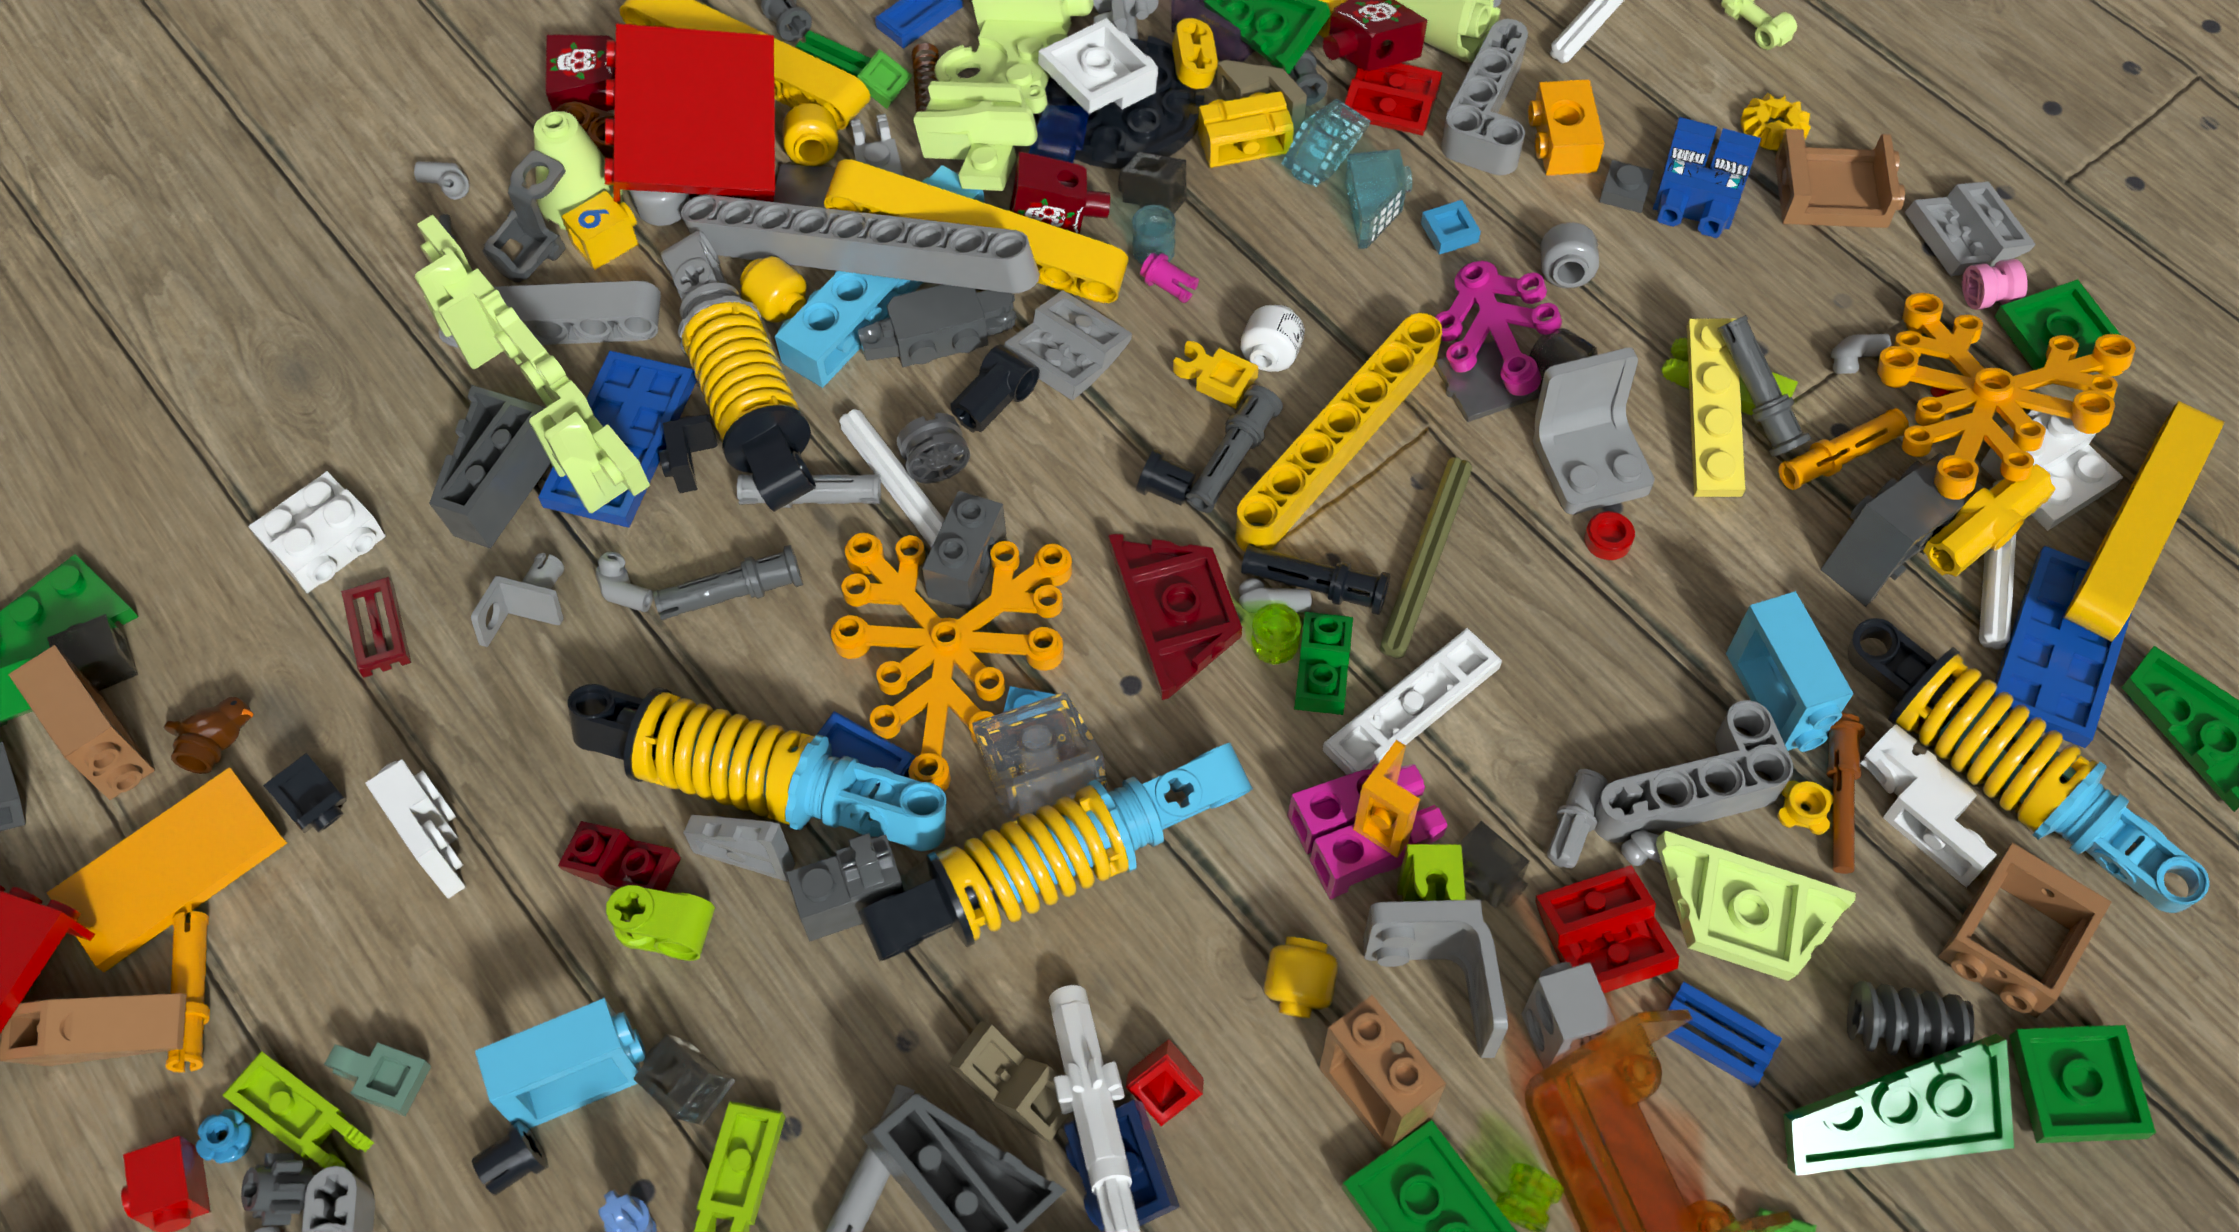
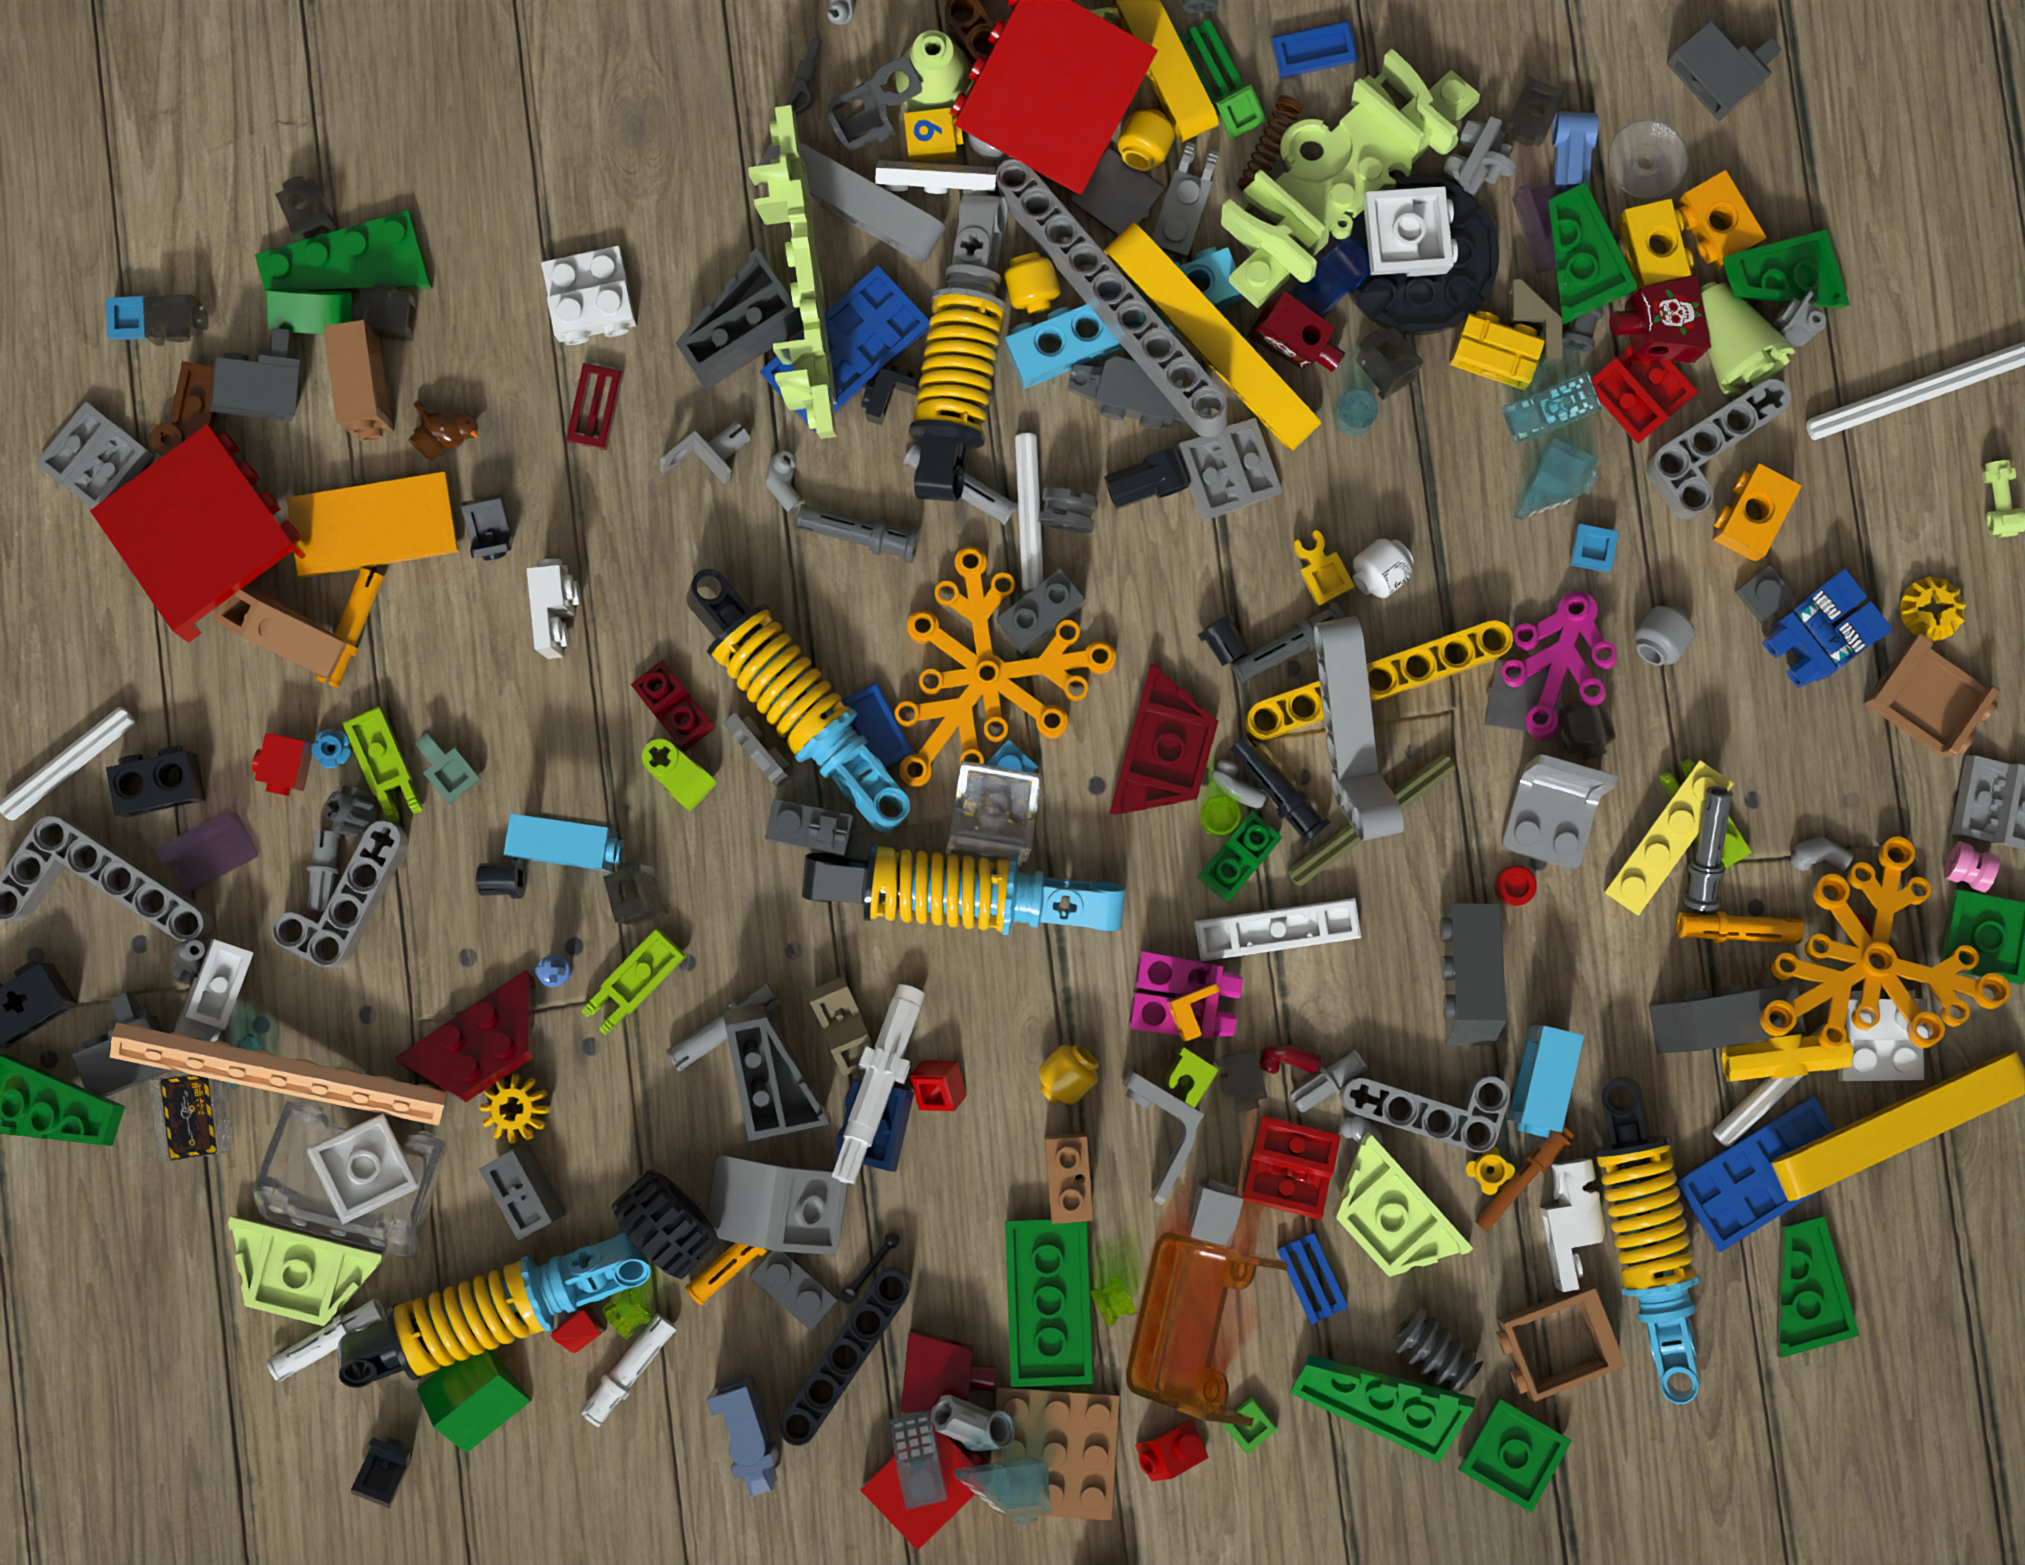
camera: 30 degrees right, 25 degrees up
(625, 257) = (935, 177): none -> white plate
(1167, 276) = (1343, 457): dark pink pin -> none
(1201, 52) = (1511, 257): yellow beam -> none
(1346, 467) = (1350, 731): none -> light grey beam
(1523, 814) = (1289, 1054): none -> dark red arm
(1642, 629) = (1473, 974): none -> dark grey wedge

